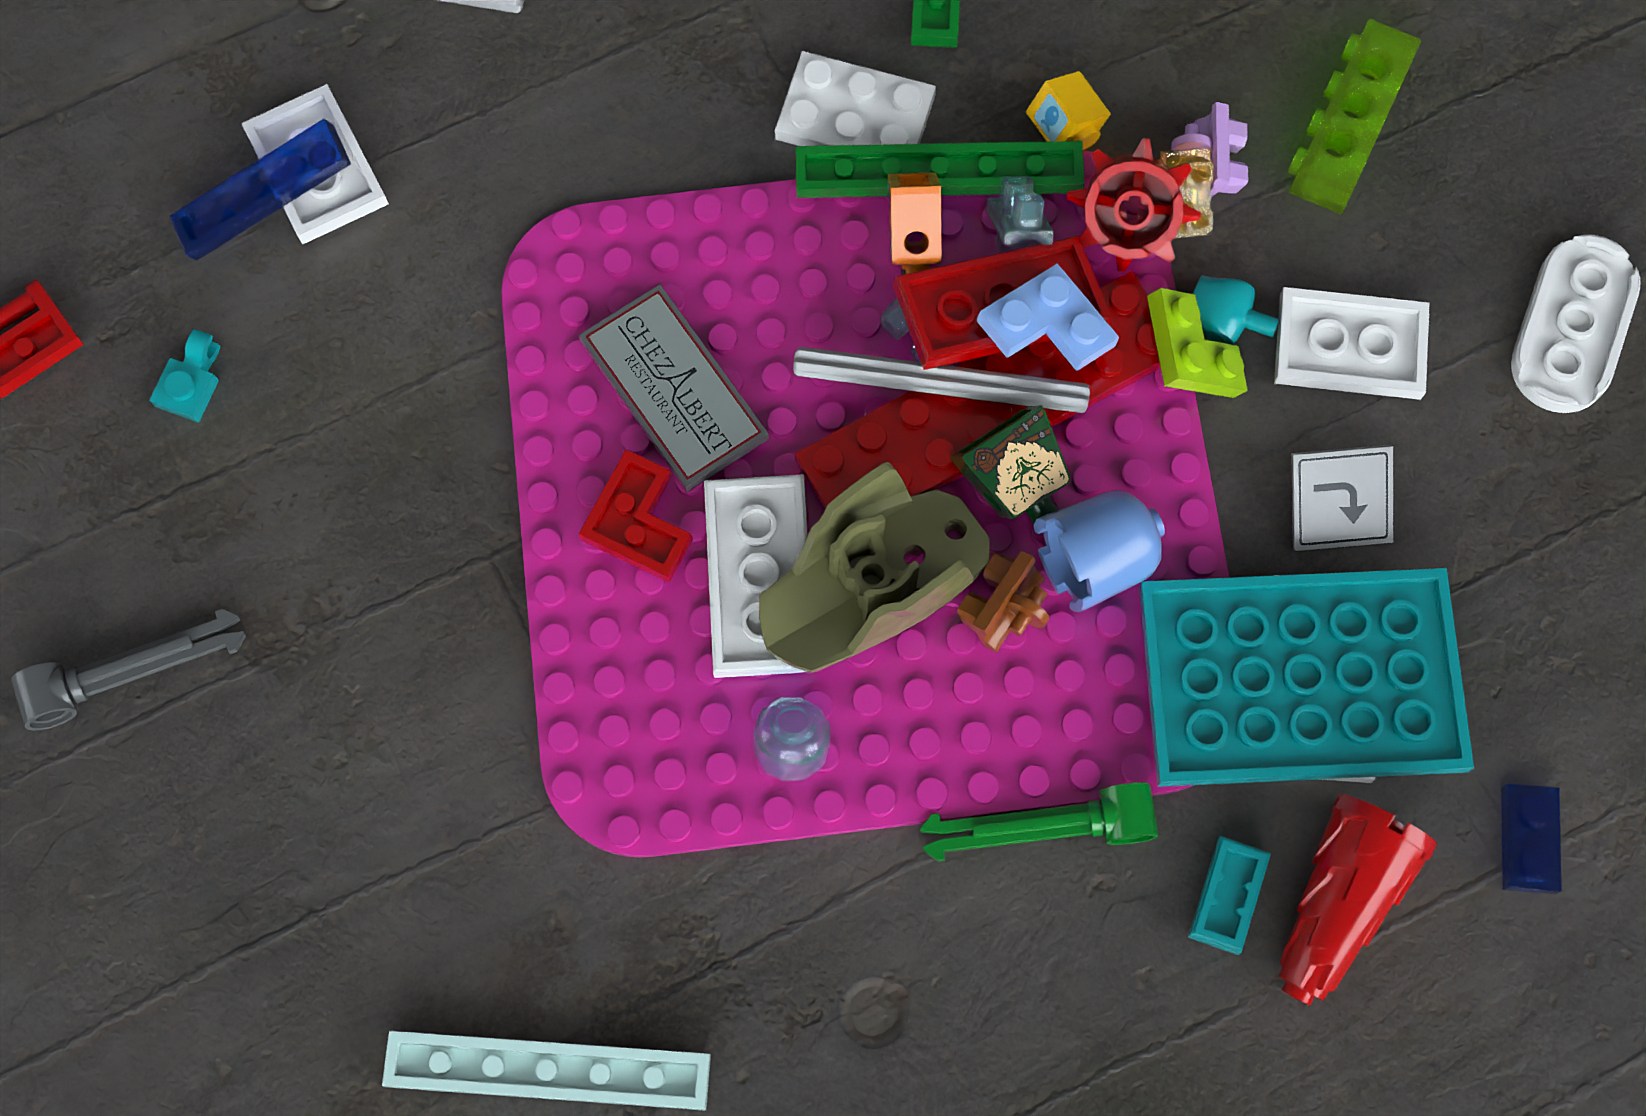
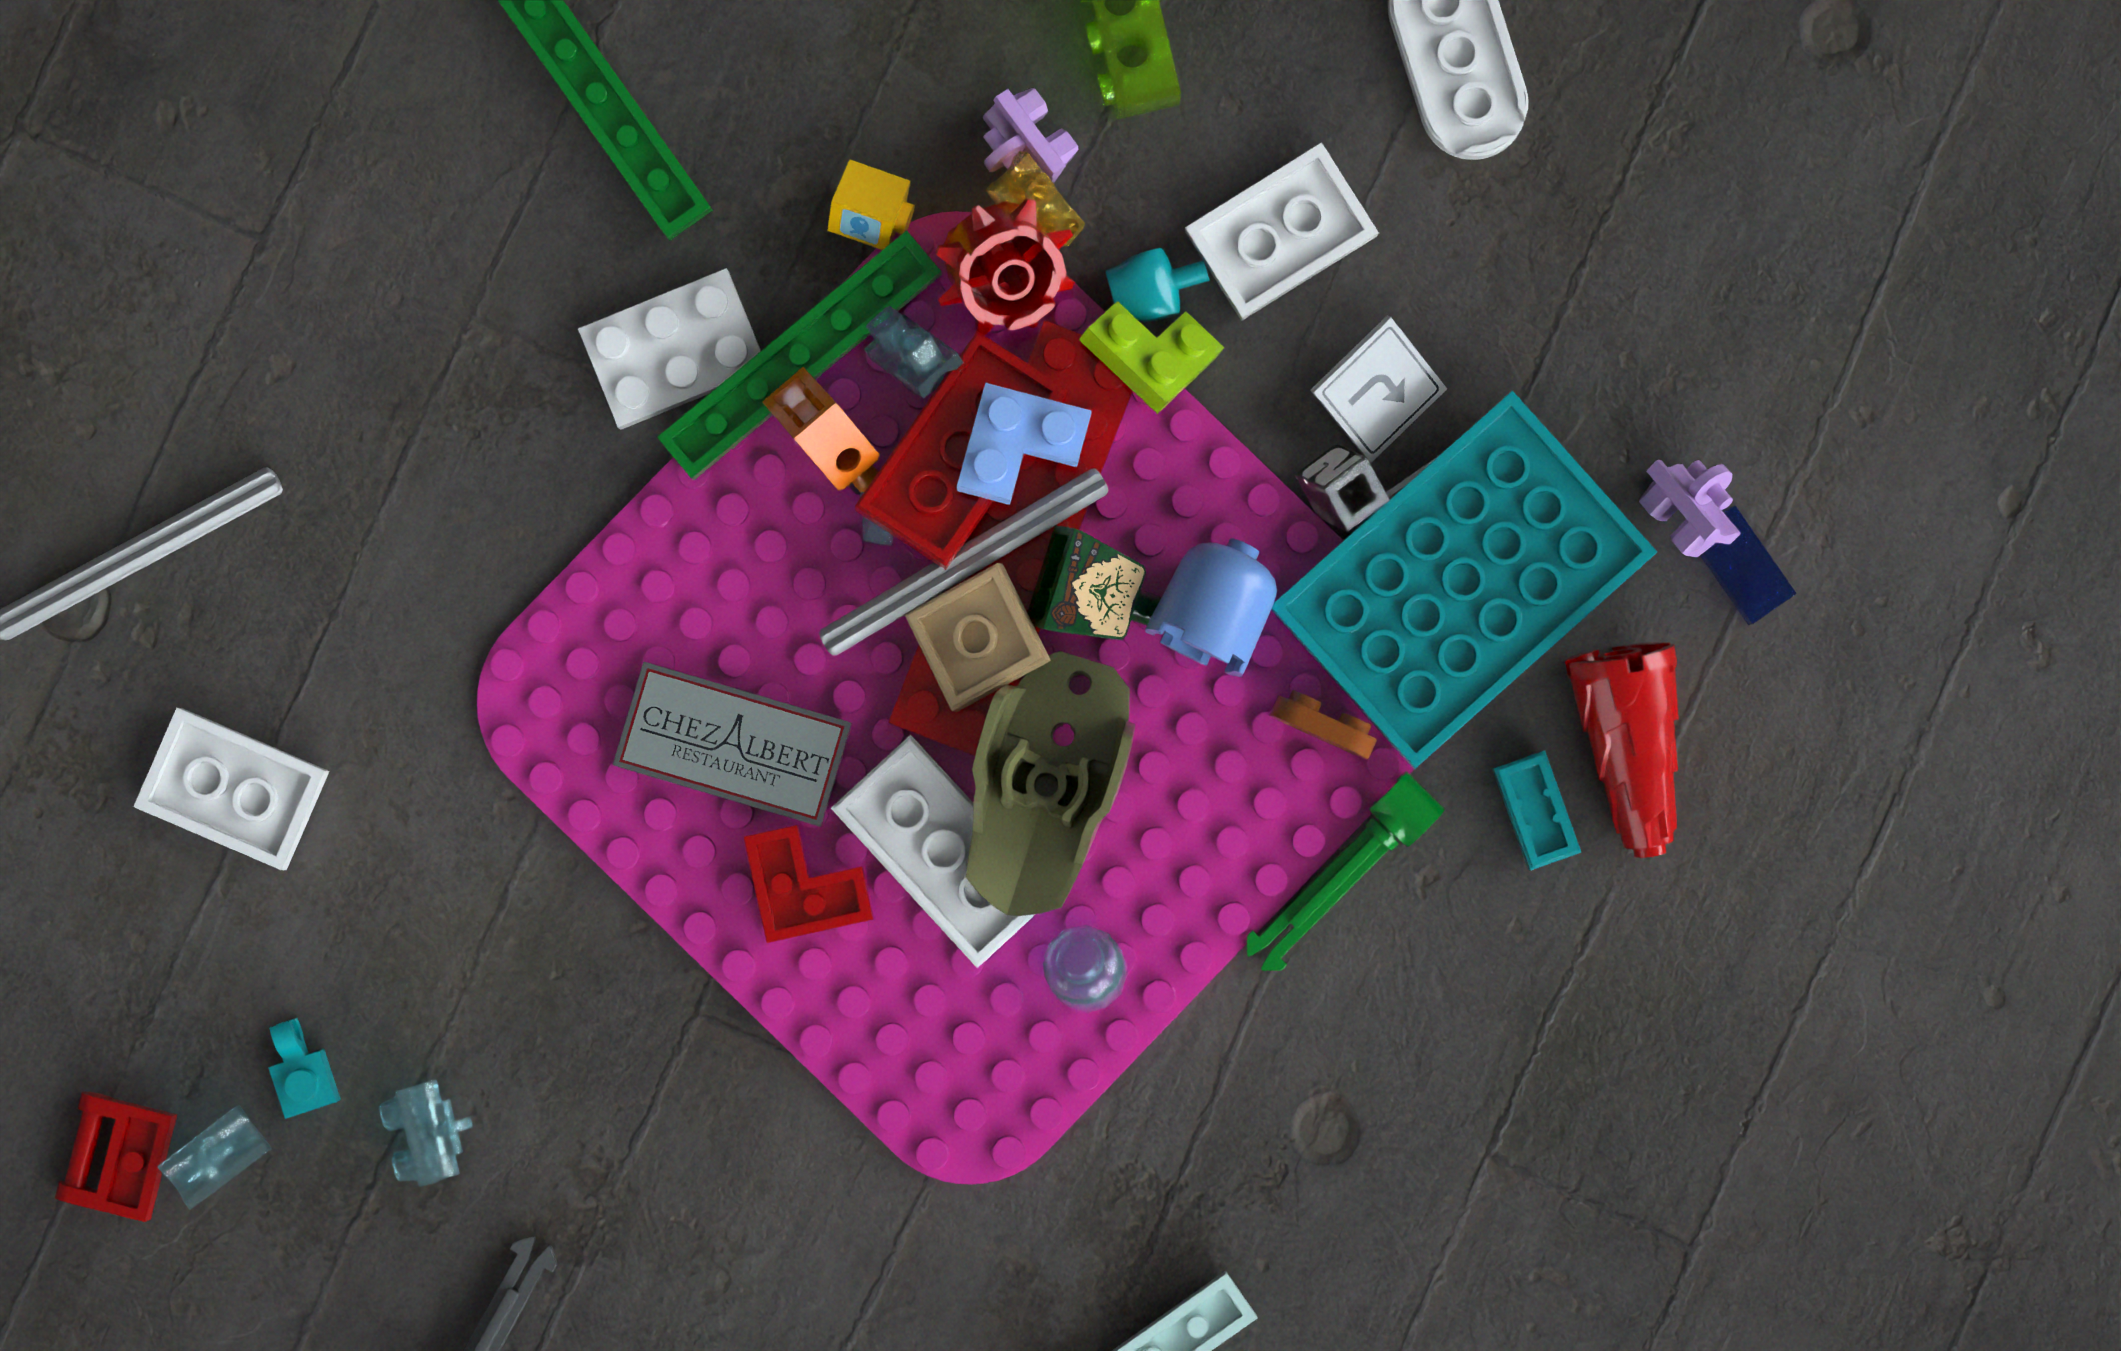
camera: 35 degrees left, 15 degrees up
(79, 384) = (214, 1157): none -> clear light blue hips
(233, 485) = (429, 1133): none -> clear light blue hips
(260, 189) = (214, 858): clear blue plate -> none
(911, 430) = (977, 637): none -> tan plate
(1011, 605) = (1179, 711): dark orange hips -> none
(1104, 680) = (1346, 733): none -> dark orange plate
(1261, 541) = (1342, 487): none -> clear smoke brick
(1533, 753) = (1700, 498): none -> lavender hips

